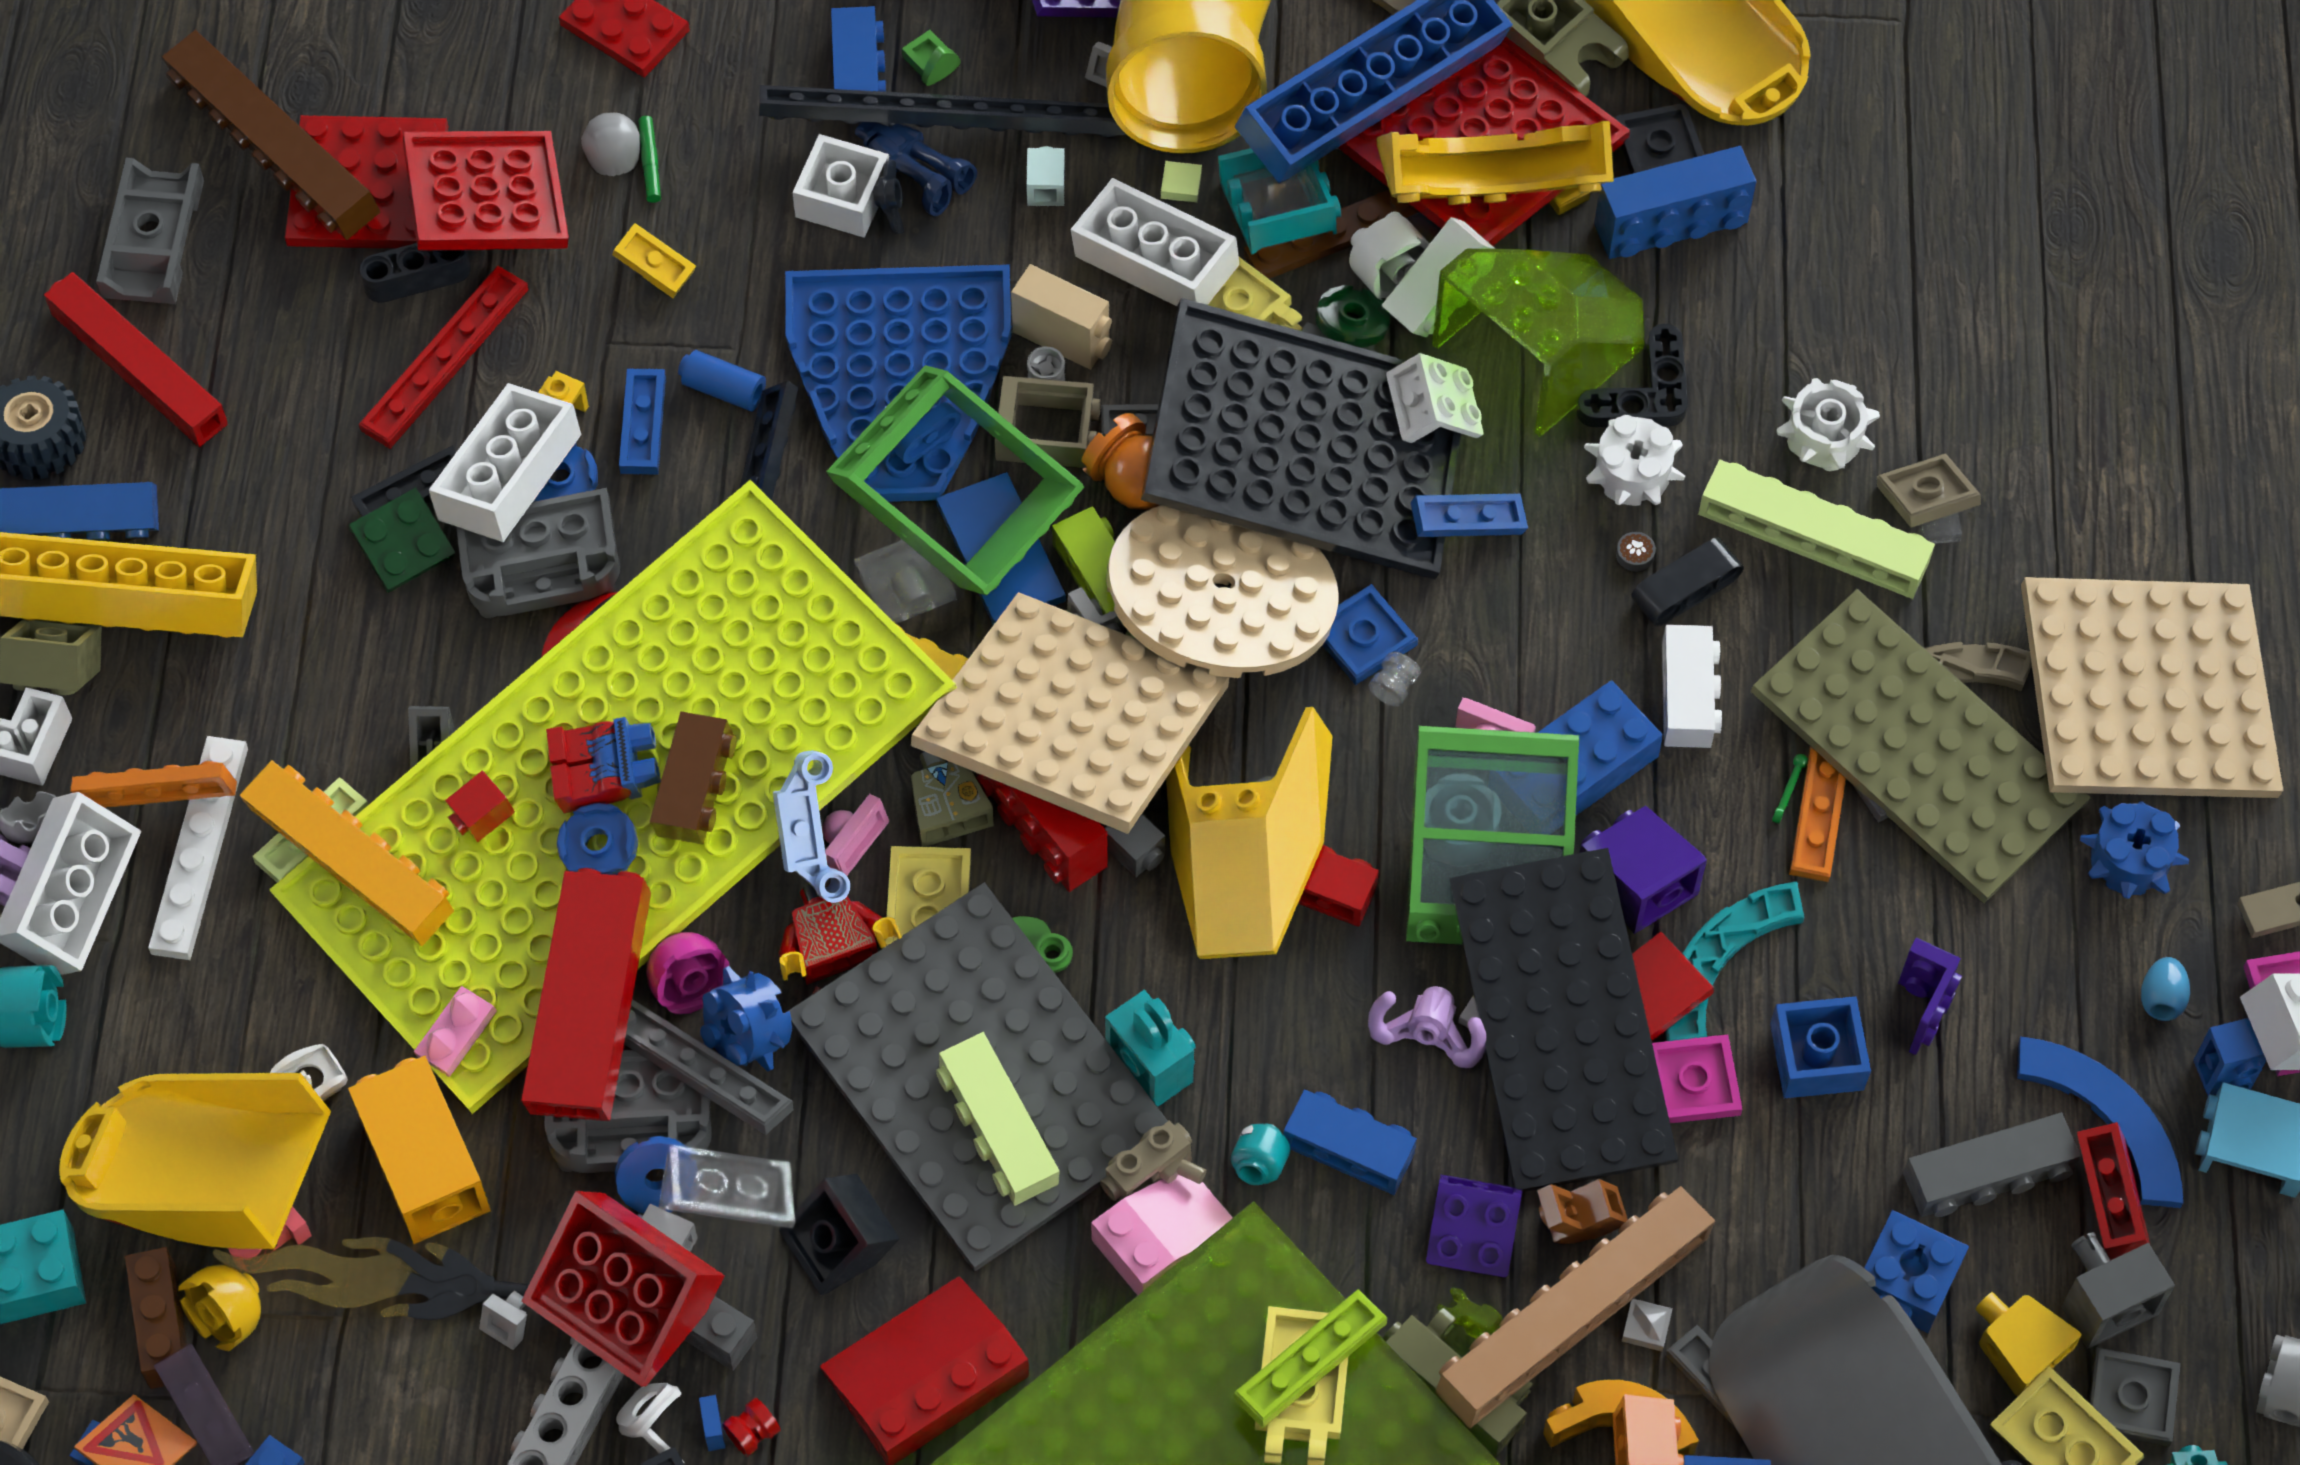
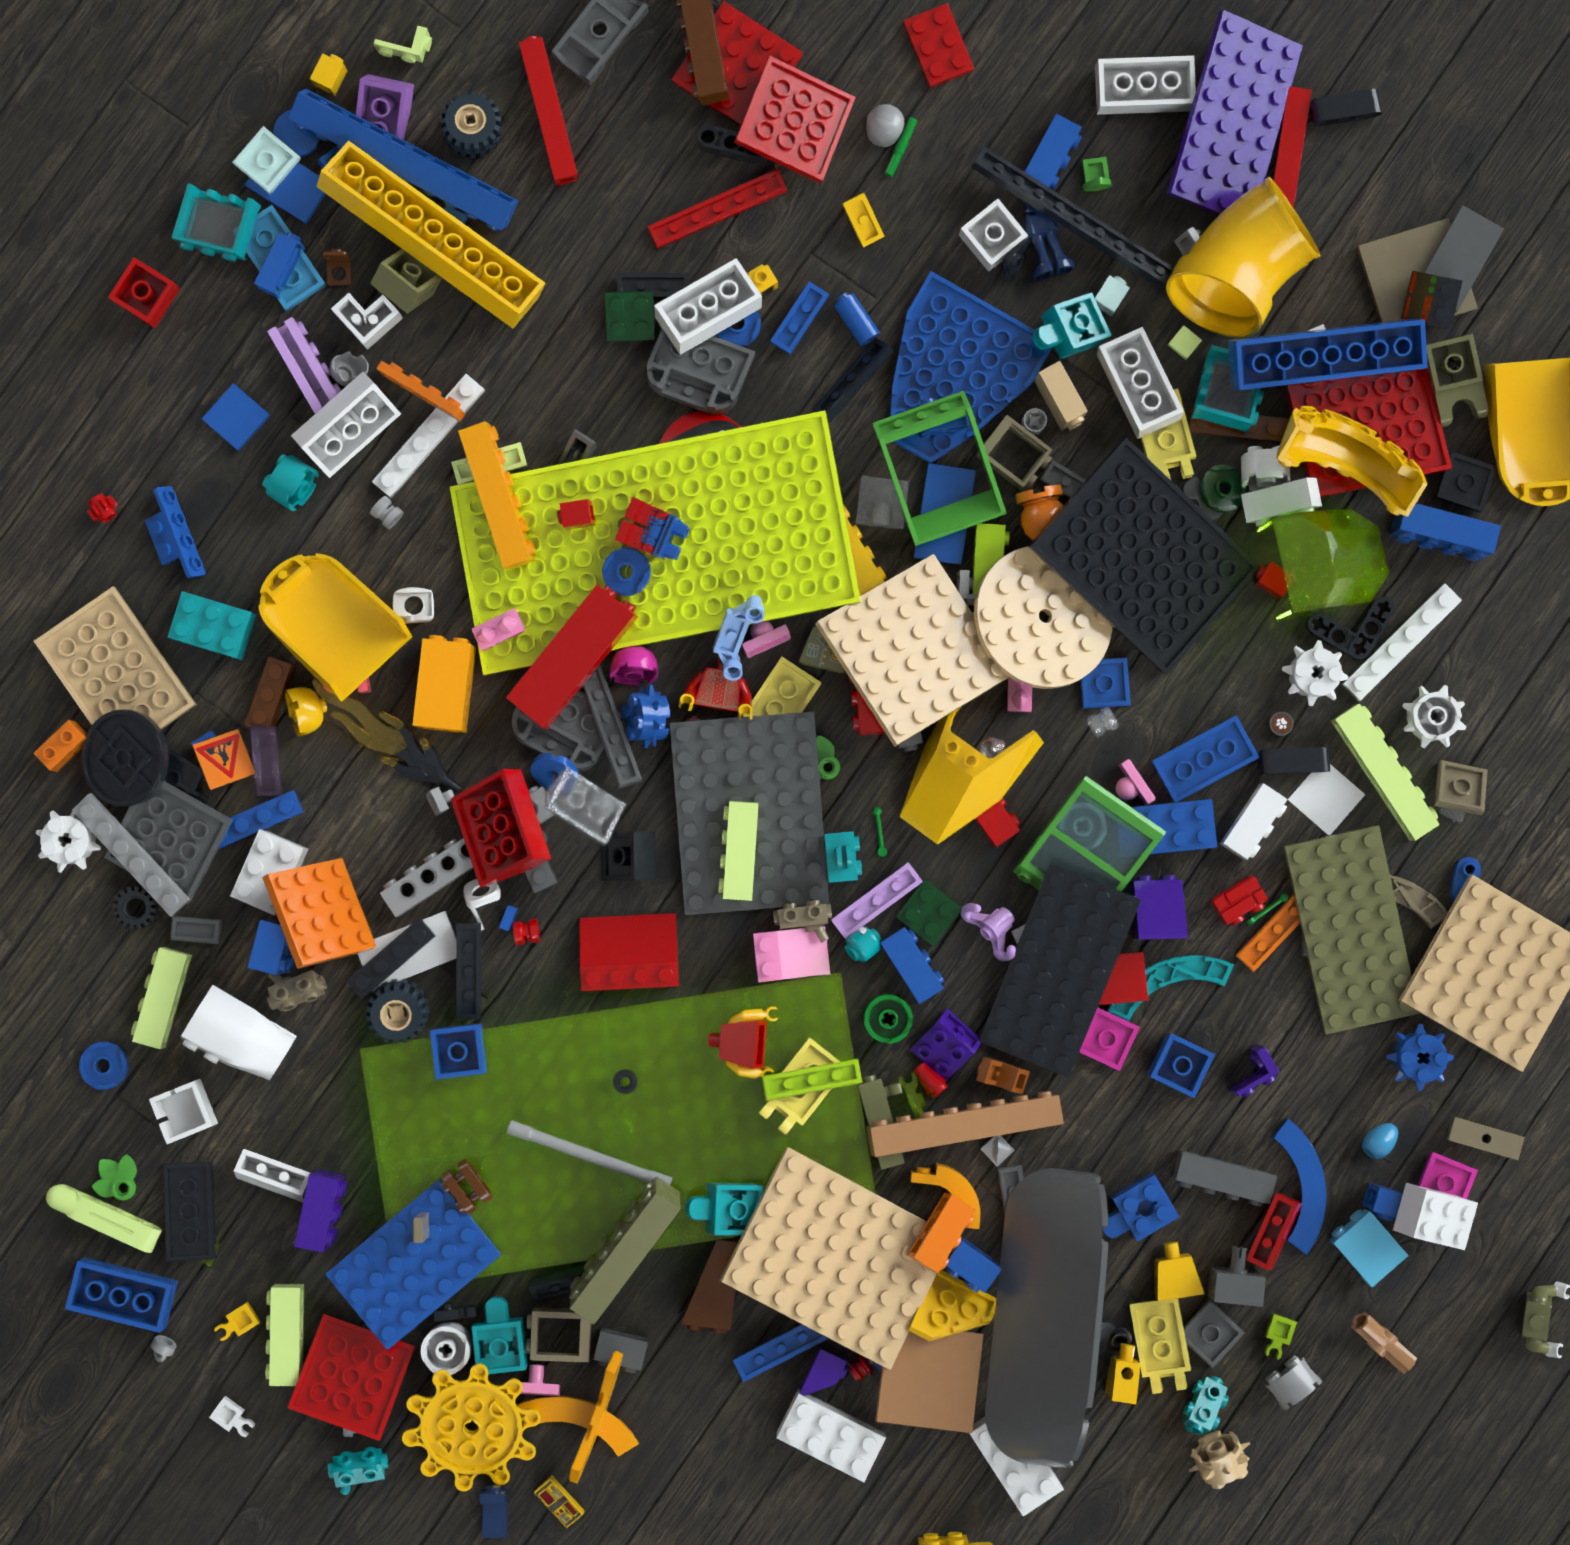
camera: 25 degrees right, 25 degrees up
(196, 975) = (386, 512): none -> light grey wheel
(693, 778) = (693, 570): reddish brown brick -> none
(1021, 228) = (1072, 327): none -> teal brick
(1176, 1365) = (743, 1042): none -> red torso
(1204, 1020) = (877, 812): none -> green hinge
(1240, 1085) = (877, 900): none -> lavender plate
(1254, 707) = (1019, 696): none -> bright pink tile
(1326, 1060) = (928, 912): none -> dark green plate
(1352, 1211) = (901, 1021): none -> green brick
(1431, 396) = (1229, 574): white bracket -> none
(1468, 515) = (1203, 652): blue plate -> none
(1486, 1284) = (930, 1080): none -> red cone
(1499, 383) = (1271, 580): none -> red brick
(1566, 647) = (1205, 759): none -> blue plate
(1719, 370) = (1401, 642): none -> white plate
(1742, 794) = (1239, 900): none -> red brick
(1764, 609) = (1326, 798): none -> white sticker
(2011, 598) = (1461, 875): none -> blue plate
(2228, 1330) = (1279, 1331): none -> lime plate

